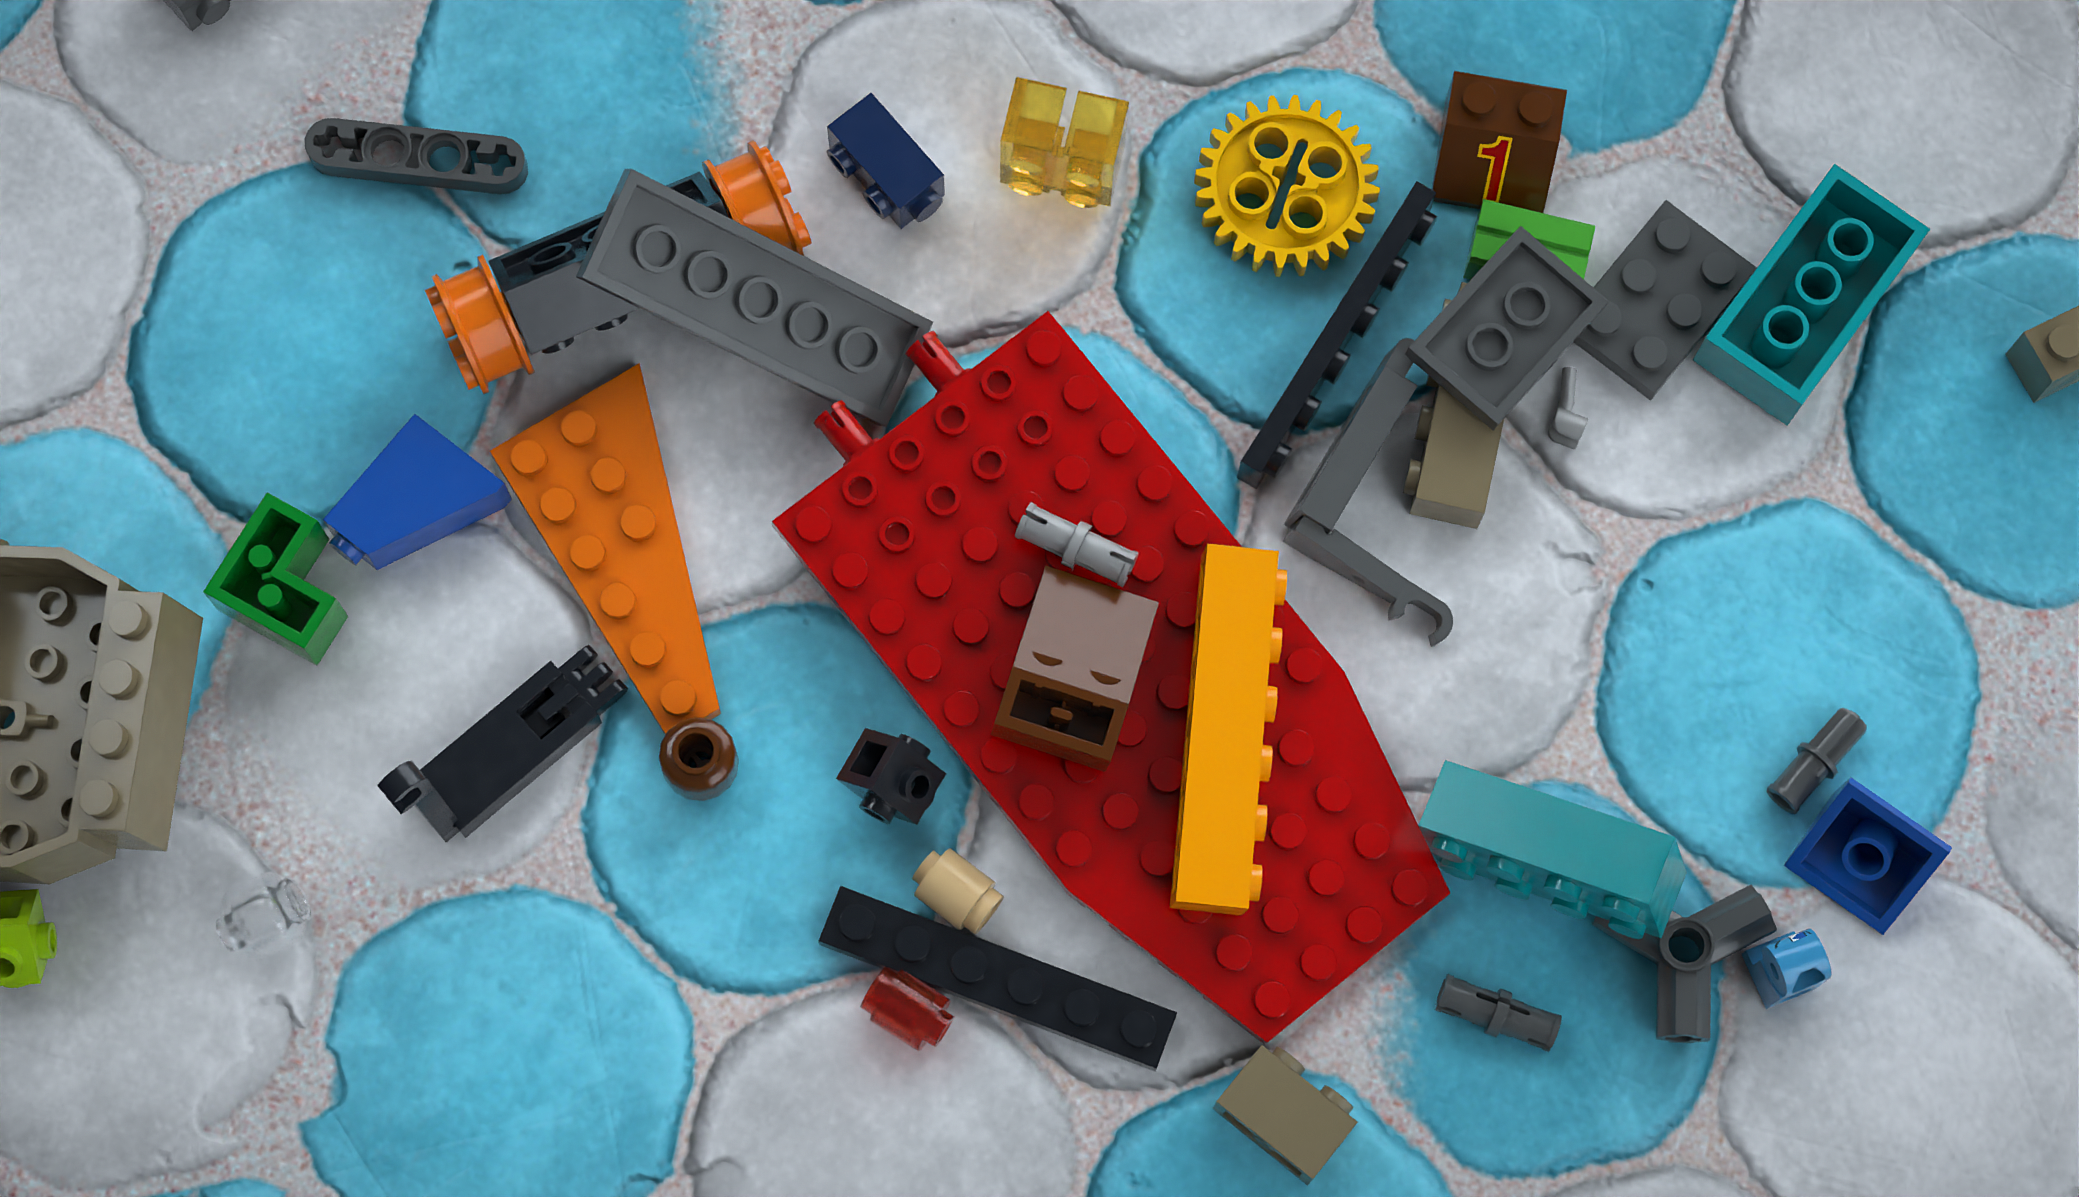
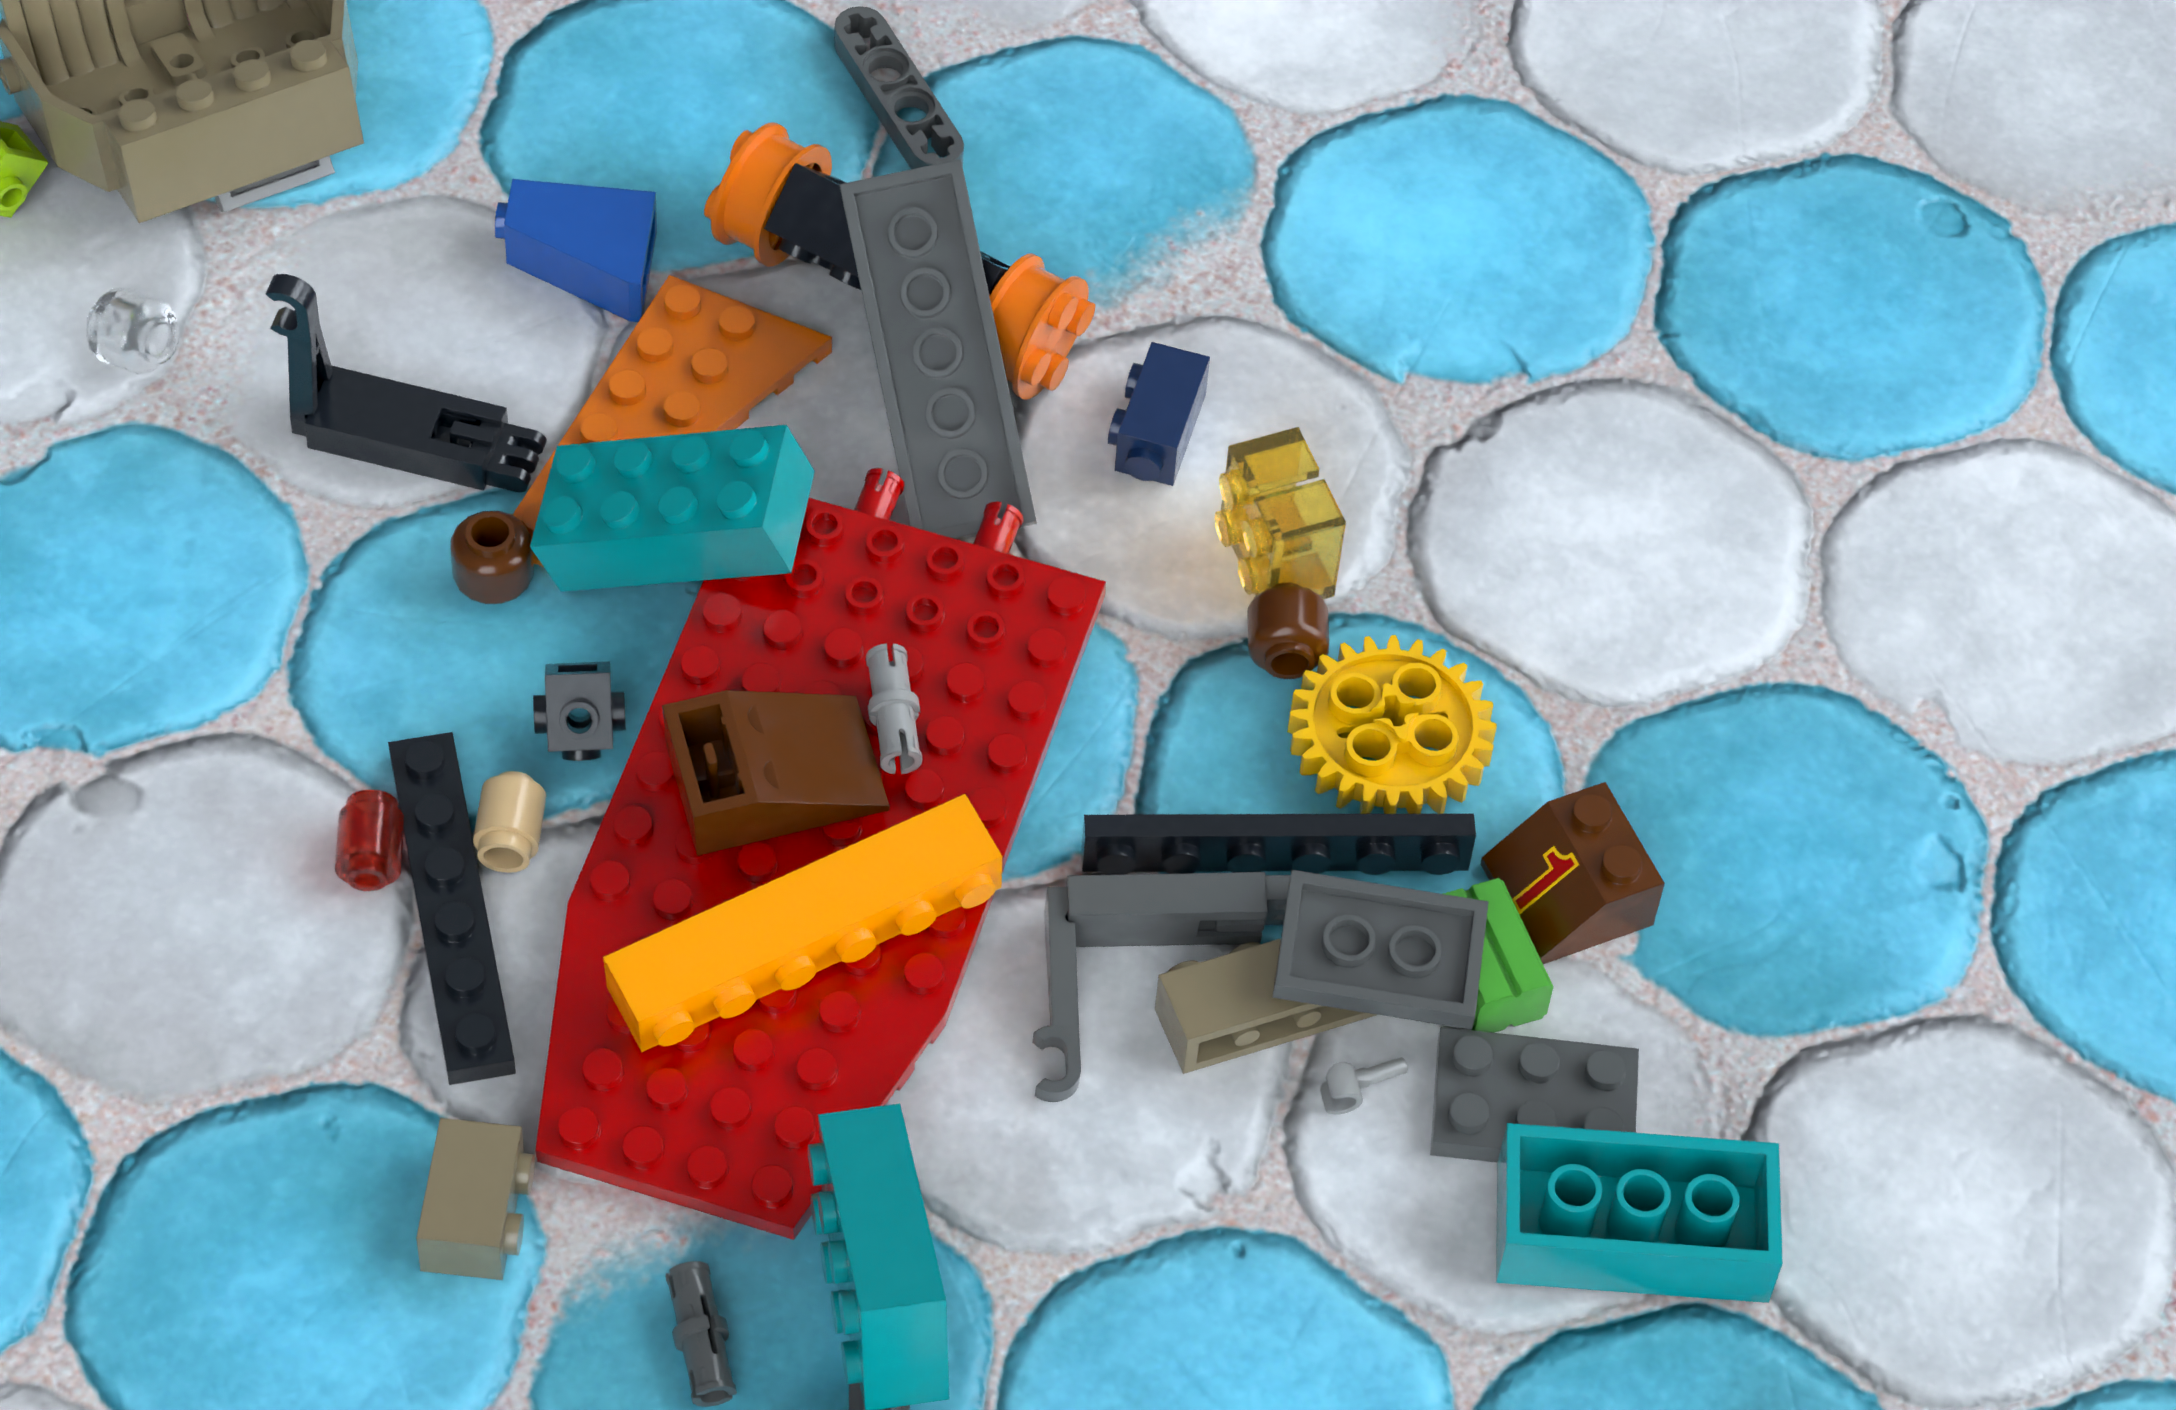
camera: 55 degrees right, 20 degrees down
(265, 582) = (436, 173): green brick -> none
(776, 596) = (673, 508): none -> teal brick
(1155, 202) = (1287, 630): none -> reddish brown head

